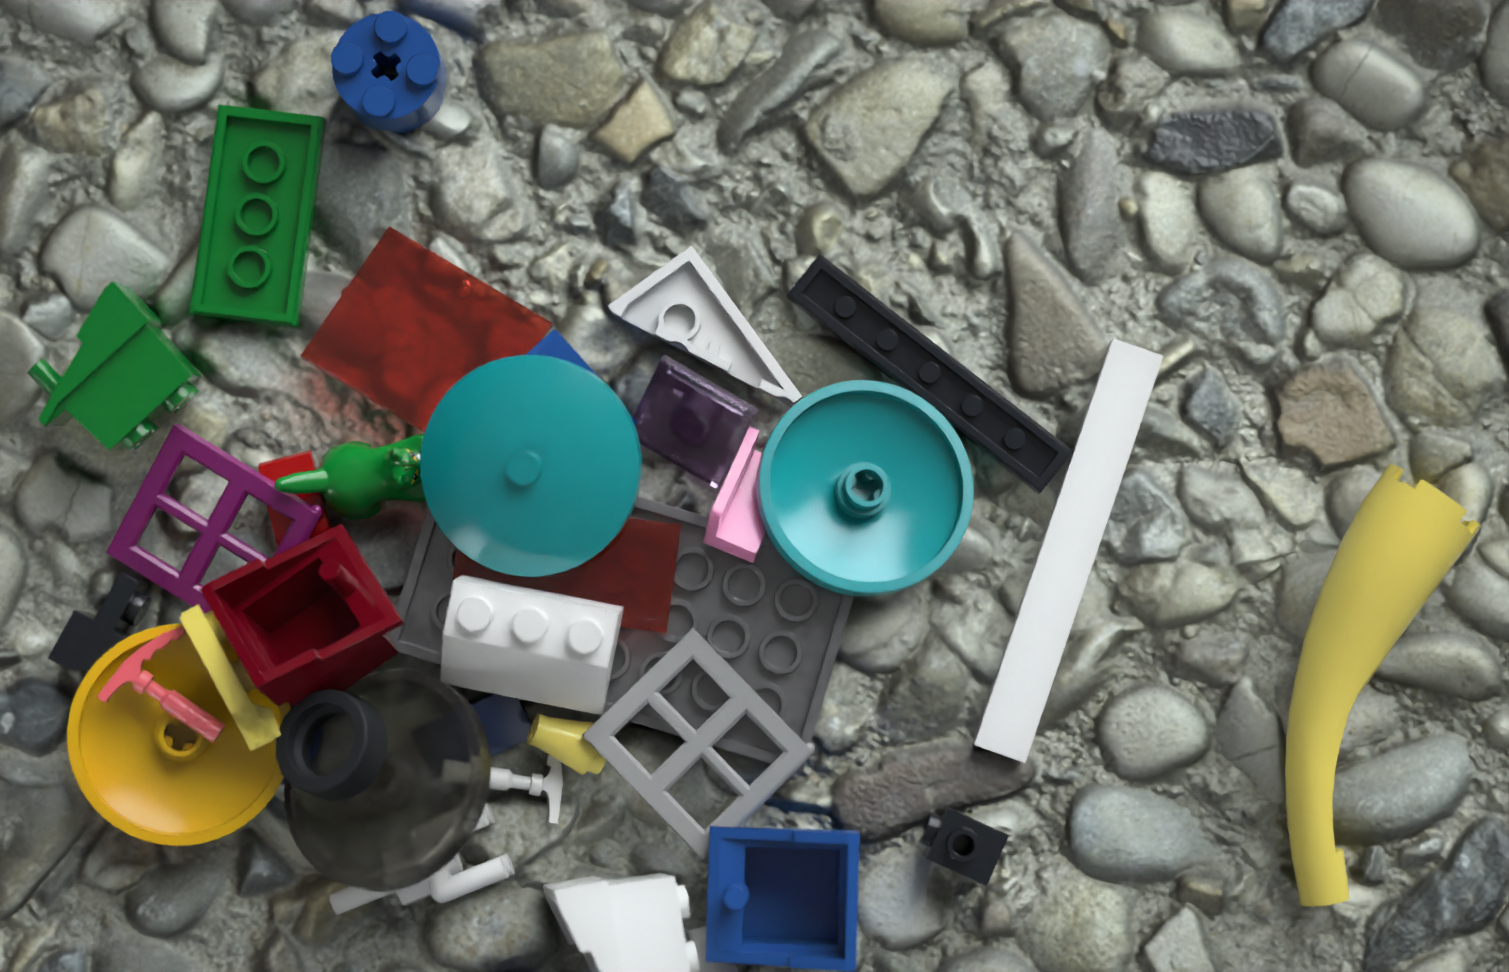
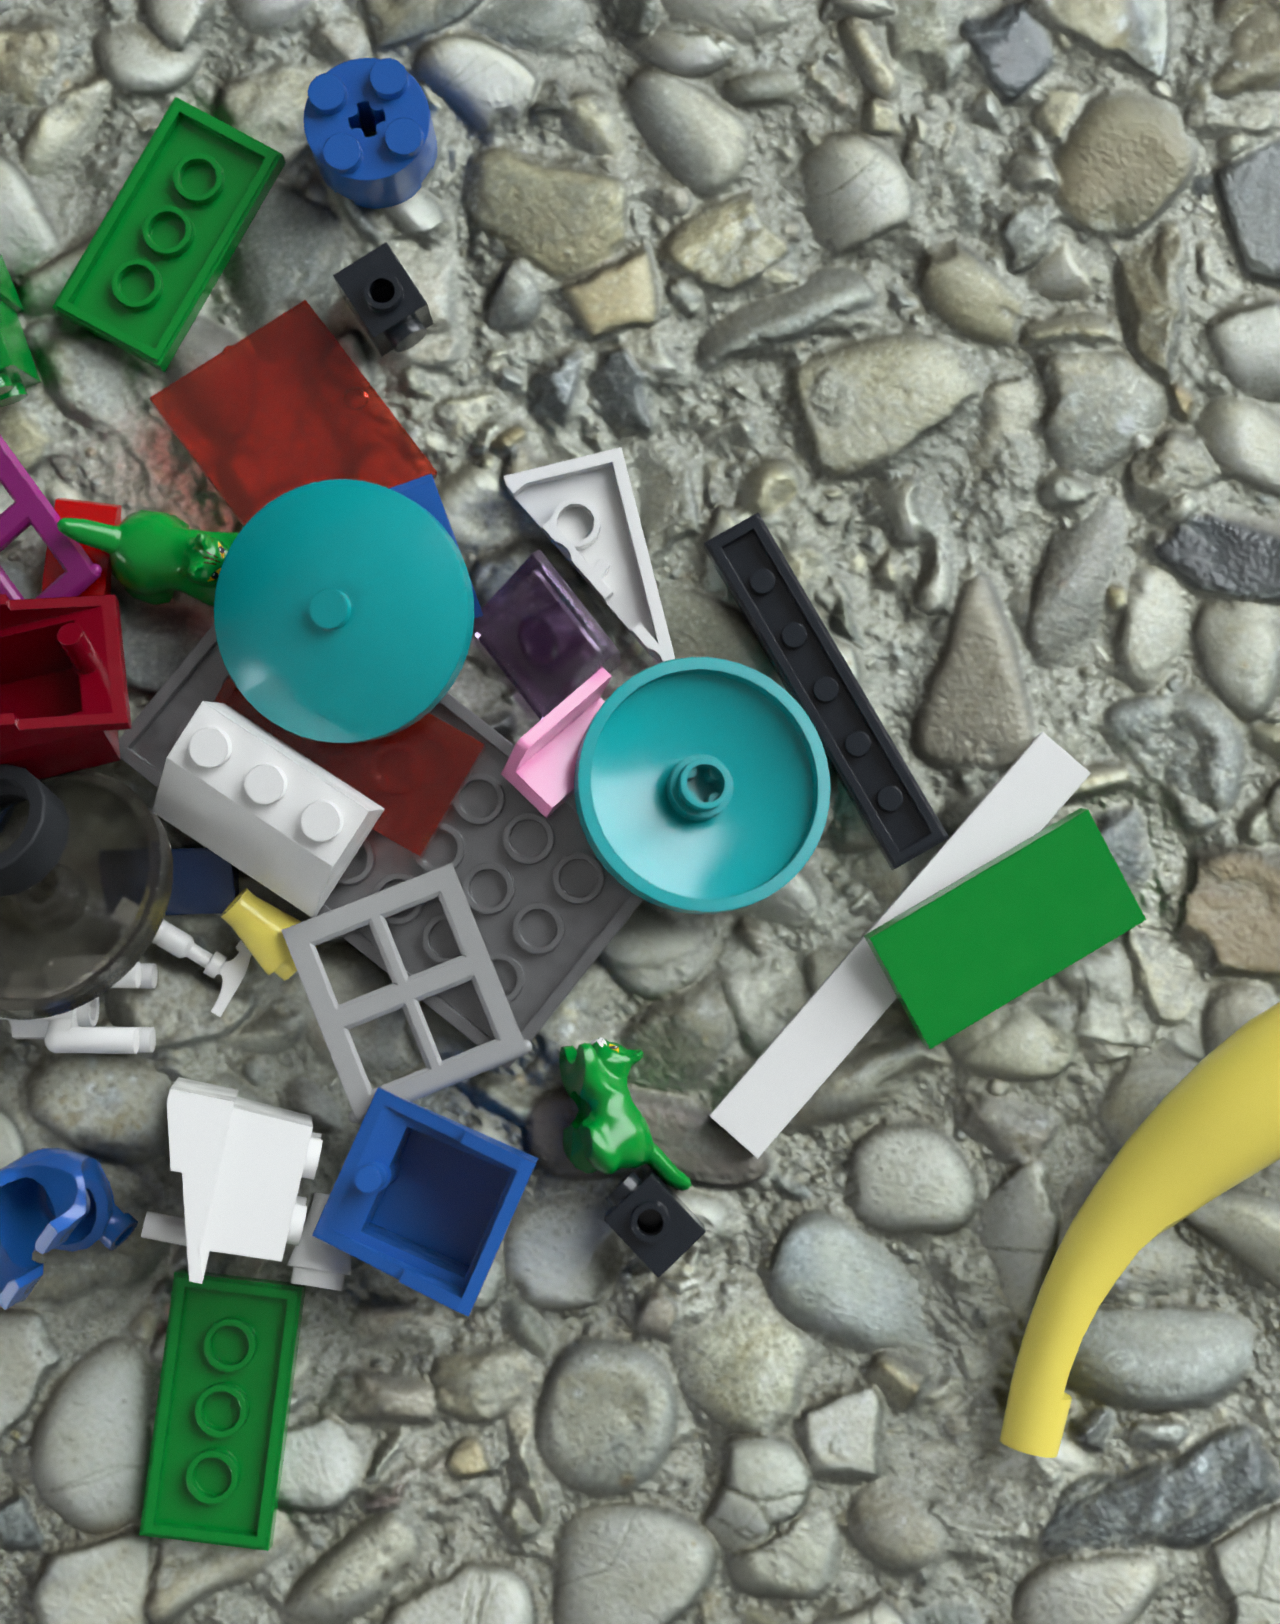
camera: 25 degrees right, 0 degrees up
(456, 203) = (385, 300): none -> black brick
(898, 784) = (608, 1125): none -> green animal
(1145, 504) = (1005, 928): none -> green tile

